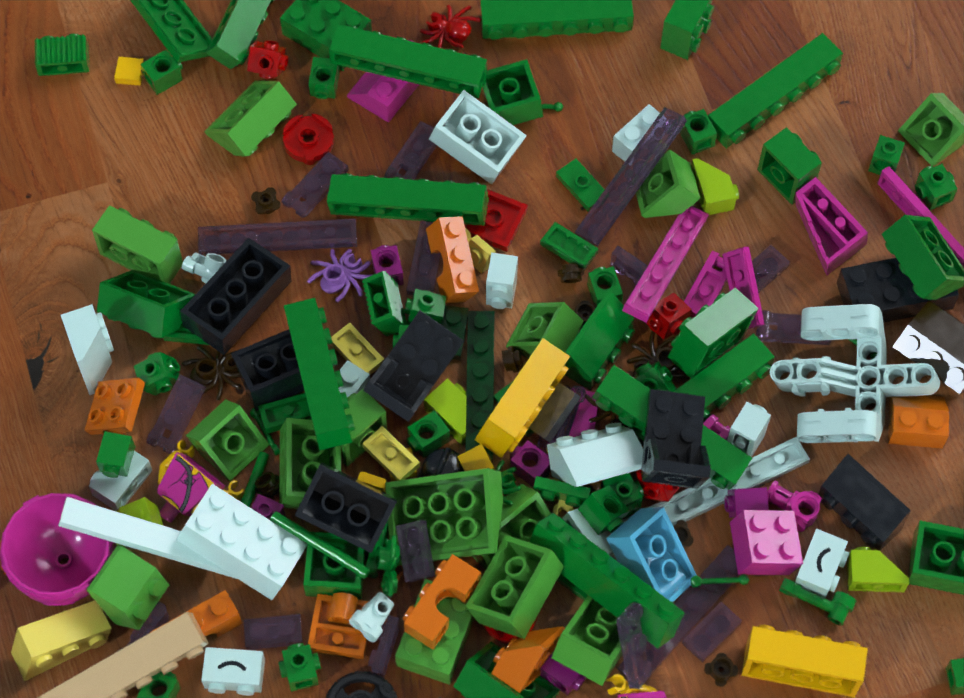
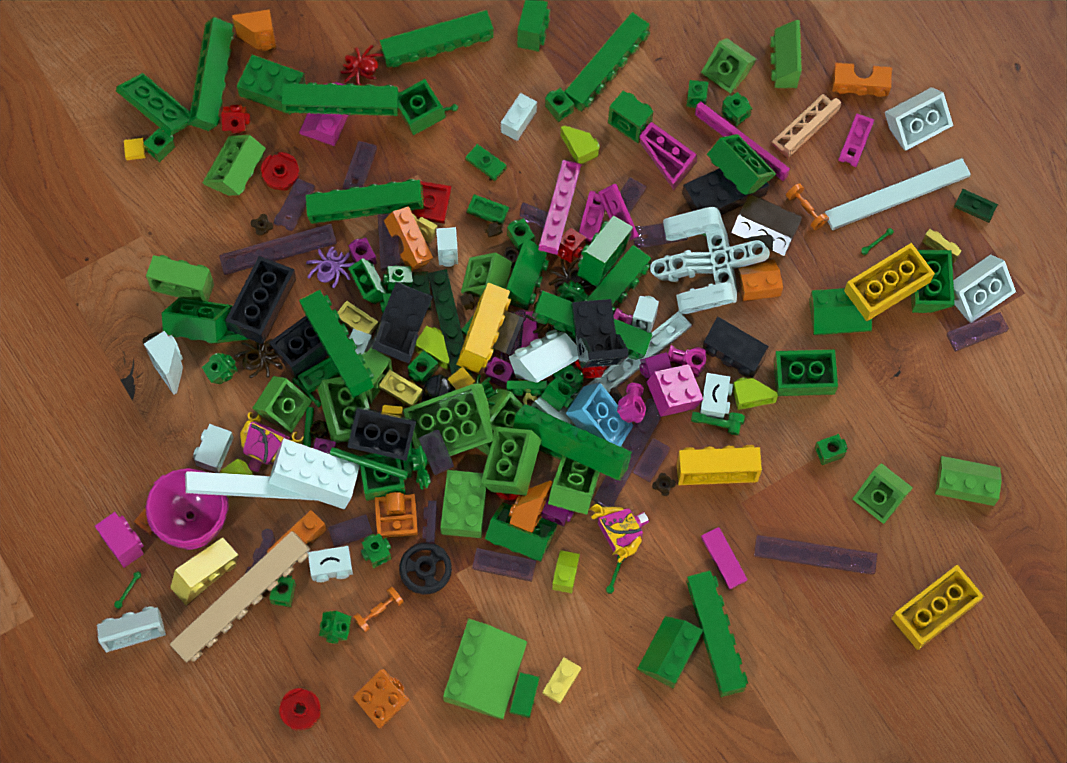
camera: 15 degrees left, 5 degrees up
(61, 55) = (81, 148): green brick -> none
(114, 406) = (196, 399): orange plate -> none
(115, 454) = (208, 433): green brick -> none
(127, 588) = (243, 524): bright green slope -> none
(176, 414) = (241, 394): clear purple plate -> none
(202, 265) = (231, 283): light aqua plate -> none
(323, 69) = (277, 116): green brick -> none
(372, 616) = (417, 504): light aqua plate -> none
(453, 580) = (468, 466): orange arch -> none
(477, 137) = (403, 144): light aqua slope -> none
(631, 176) = (520, 149): clear purple plate -> none
(634, 646) = (602, 482): clear purple plate -> none
(668, 188) = (547, 151): bright green slope -> none
(696, 581) = (633, 428): green hinge -> none
(701, 550) = (631, 406): none -> dark pink connector

